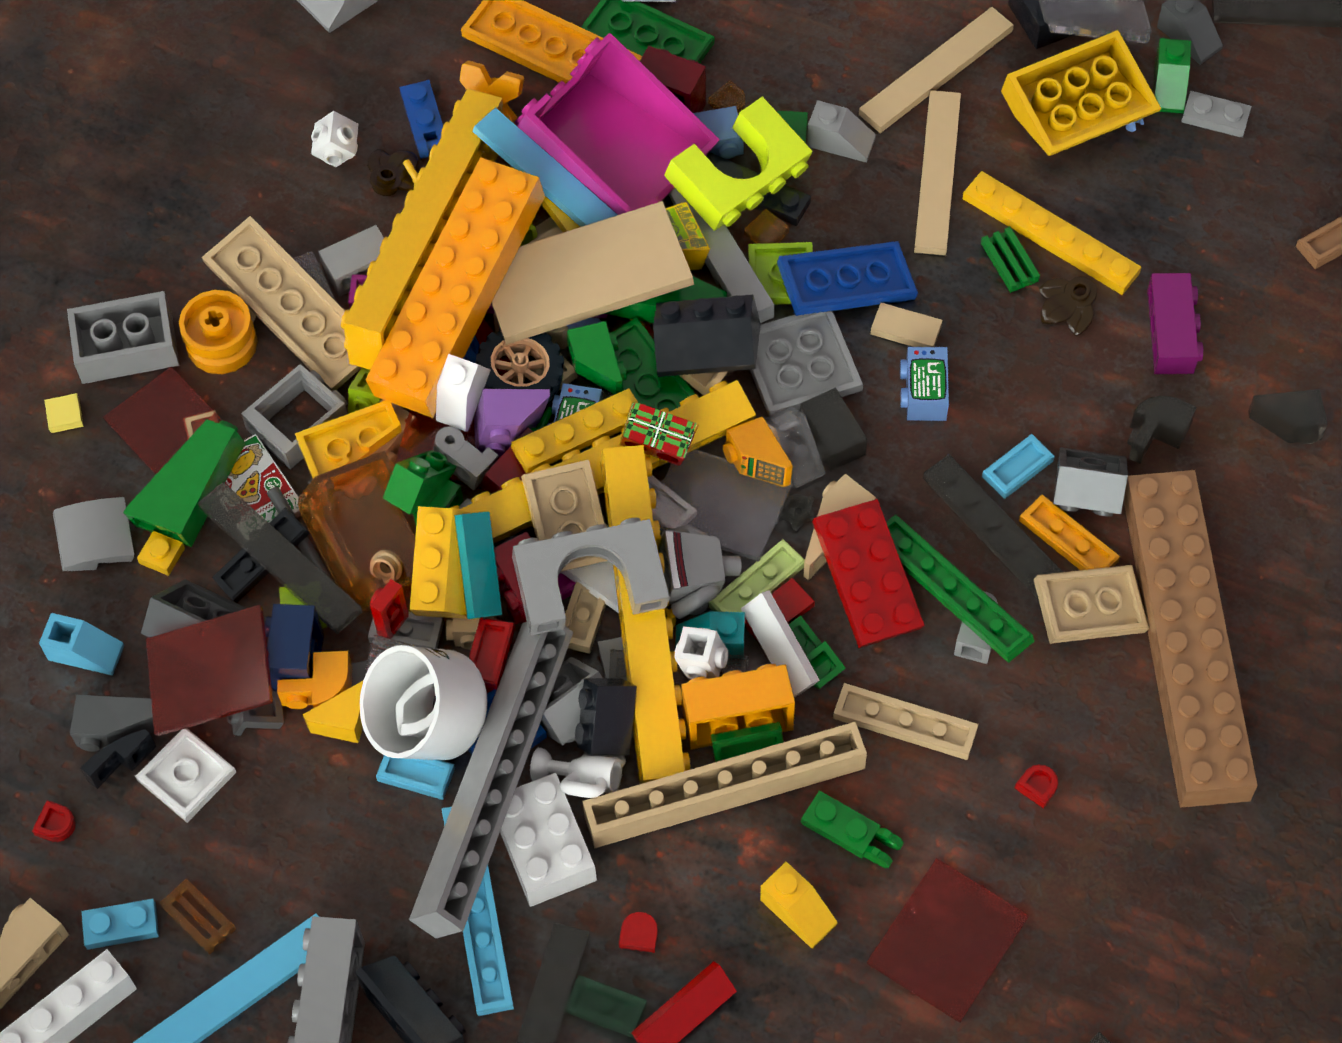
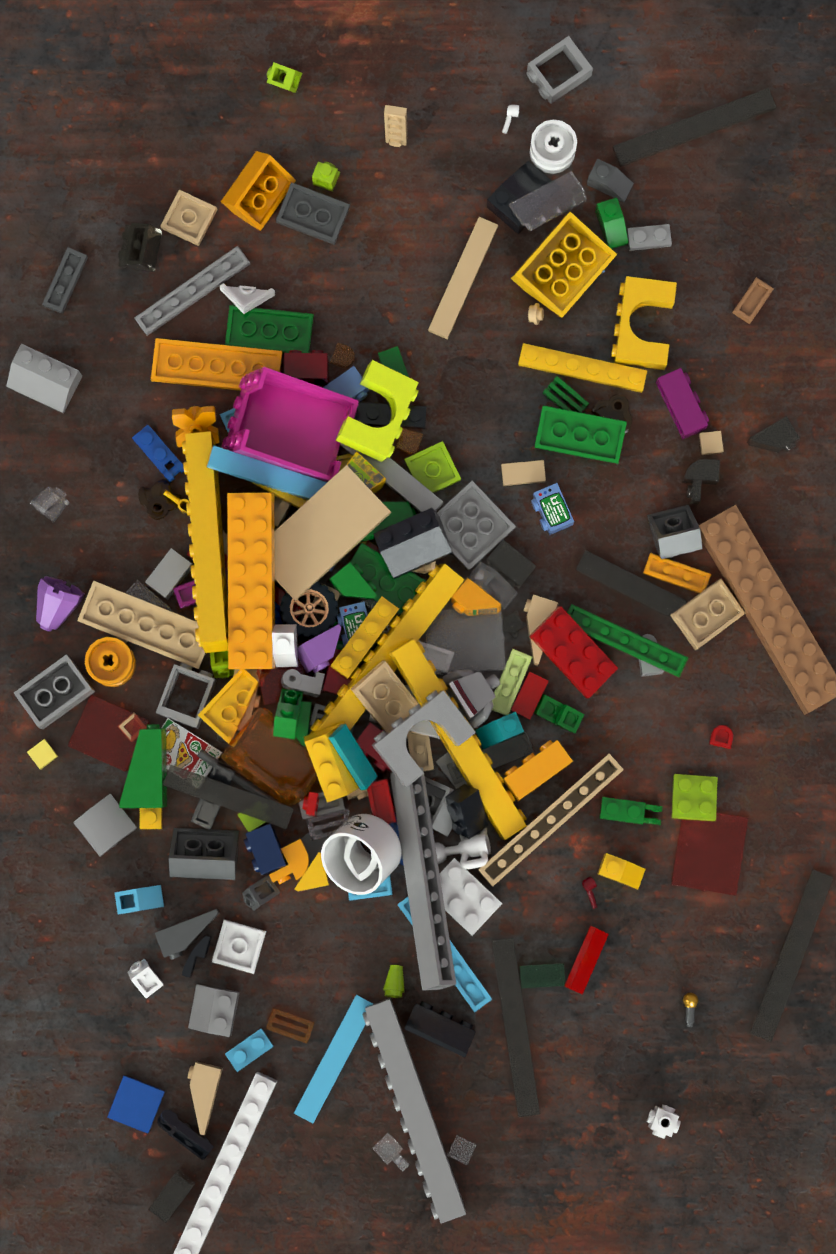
camera: 25 degrees left, 20 degrees up
(29, 757) = (144, 978): none -> white bracket
(54, 822) = (179, 1008): red tile -> none
(103, 845) = (213, 1010): none -> light grey slope
(186, 233) = (56, 602): none -> medium lavender cone
(209, 670) = (227, 888): clear red piece -> none
(249, 116) = (50, 503): none -> clear slope
(334, 139) = (112, 496): white brick -> none
(380, 570) = (292, 772): tan plate -> none
(381, 918) = (394, 982): none -> lime cone
(639, 932) = (540, 924): red tile -> none
(659, 432) = (417, 624): piece -> none
(700, 653) = (497, 755): white brick -> none
(739, 907) = (589, 884): none -> dark red hand
(745, 740) = (551, 788): green tile -> none
(779, 641) = (542, 719): white tile -> none
(839, 132) = (425, 353): light grey slope -> none
(847, 278) = (474, 457): blue tile -> none
(905, 721) = (632, 733): tan plate -> none
(937, 173) = (495, 353): tan tile -> none
(958, 850) = (694, 797): none -> lime plate
(1010, 306) = (580, 434): none -> green plate
(1015, 142) = (535, 313): none -> tan plate
(1018, 466) = (628, 538): medium azure tile -> none
(1165, 170) = (629, 348): none -> yellow arch
(1195, 389) = (711, 443): none -> tan tile

